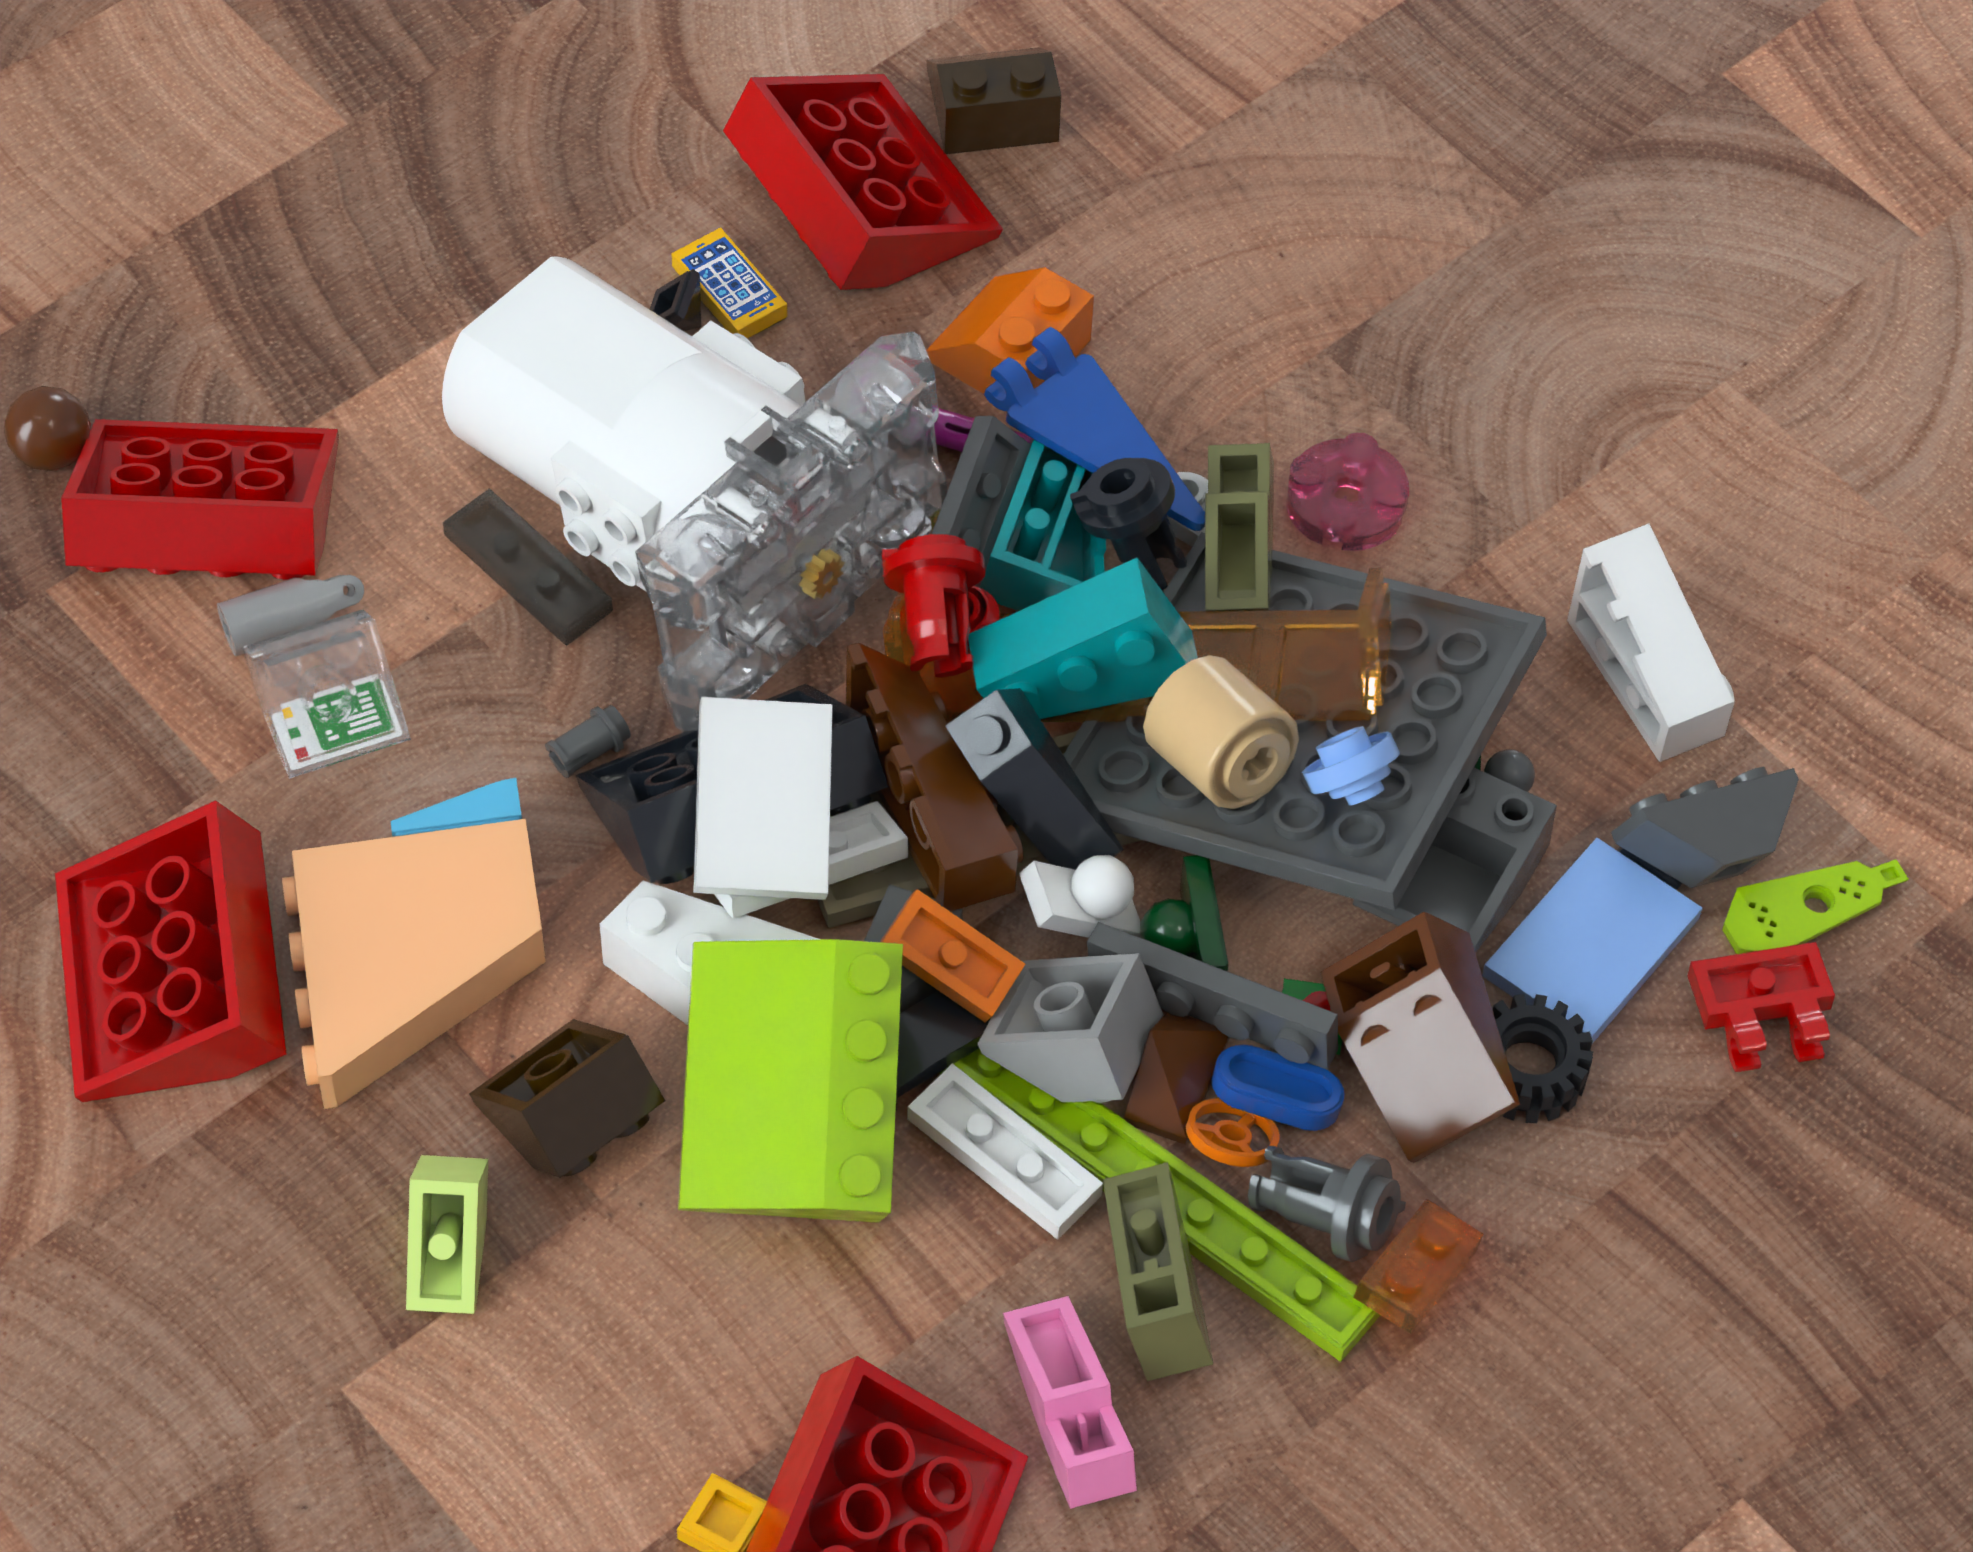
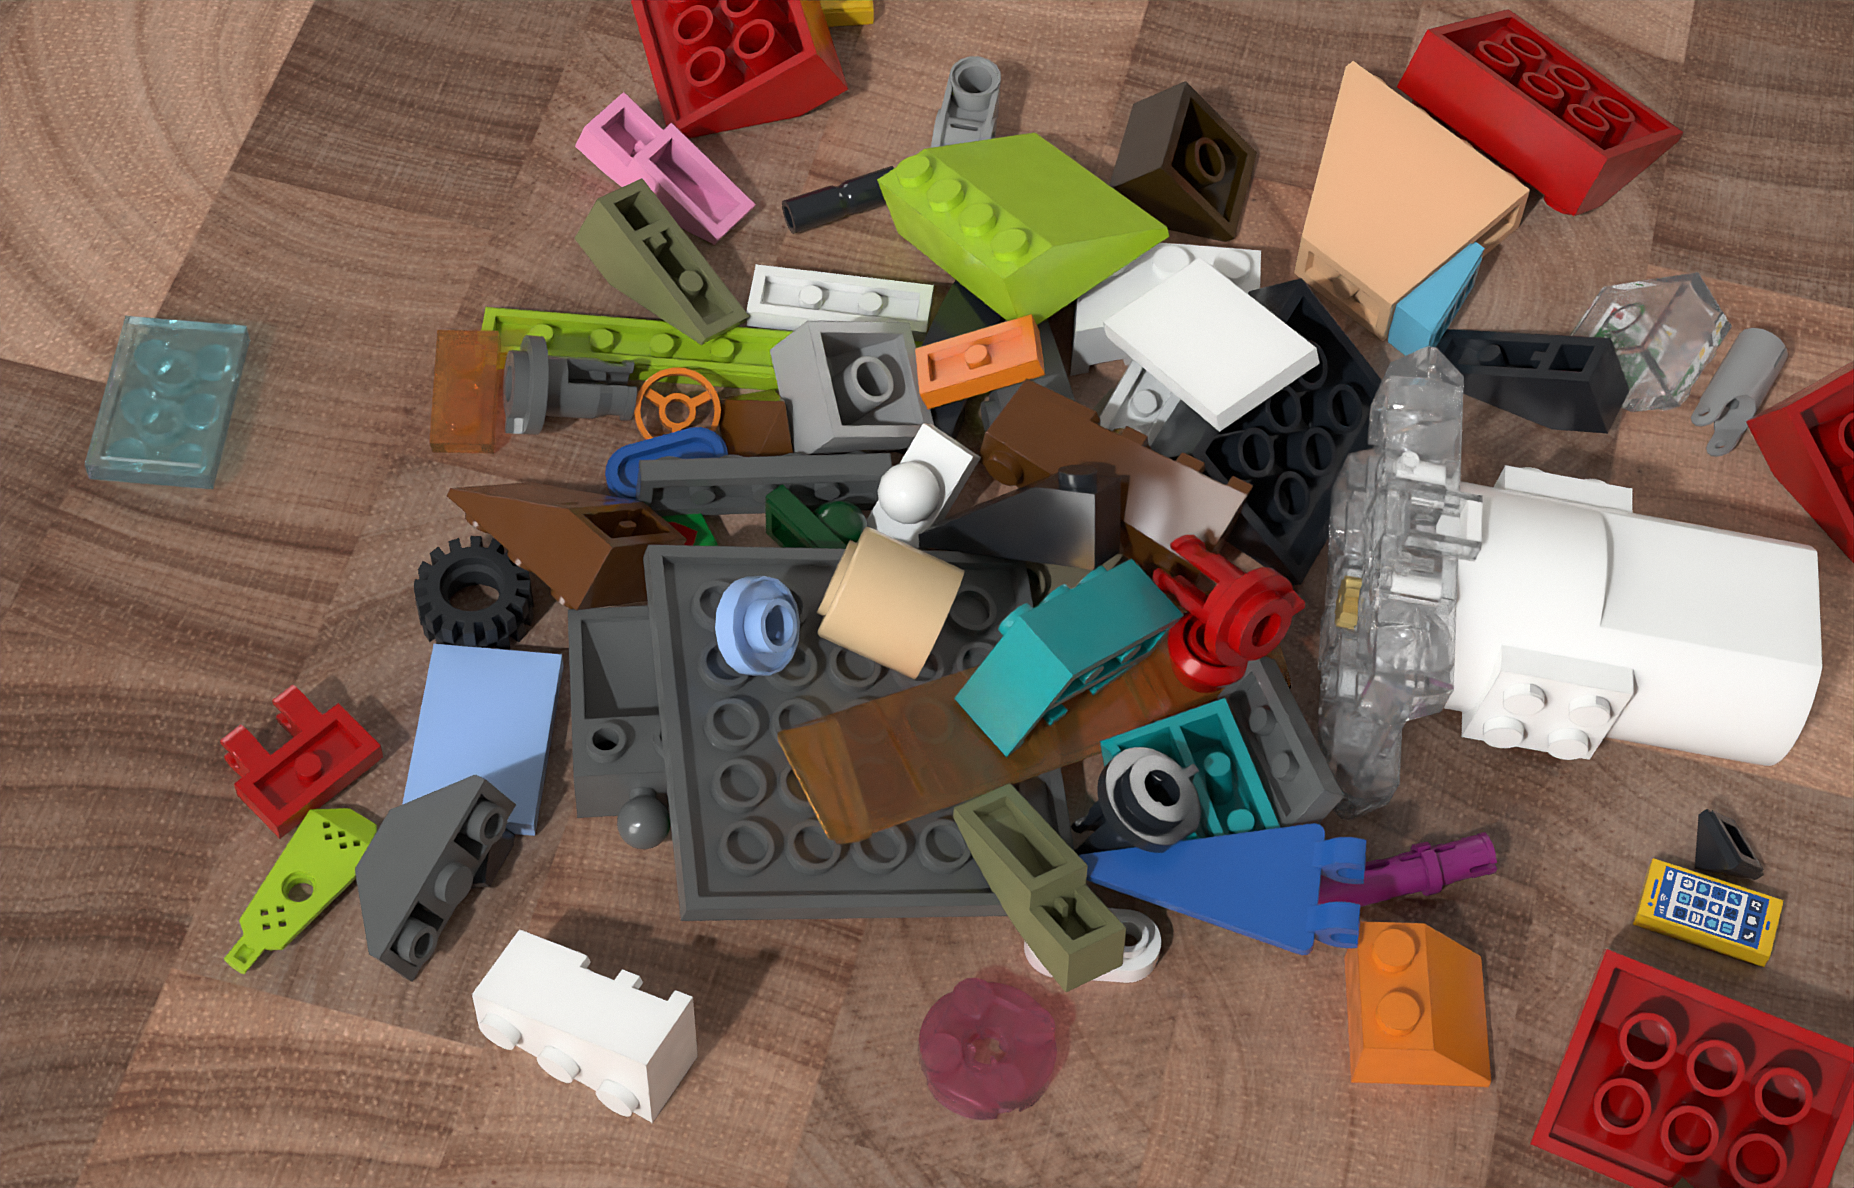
camera: 145 degrees right, 0 degrees up
(446, 1233) = (1184, 46): yellowish green slope -> none
(450, 709) = (1541, 377): none -> black slope
(729, 1266) = (969, 103): none -> light grey piece
(922, 1271) = (834, 202): none -> black piece
(1709, 1423) = (168, 402): none -> clear light blue plate

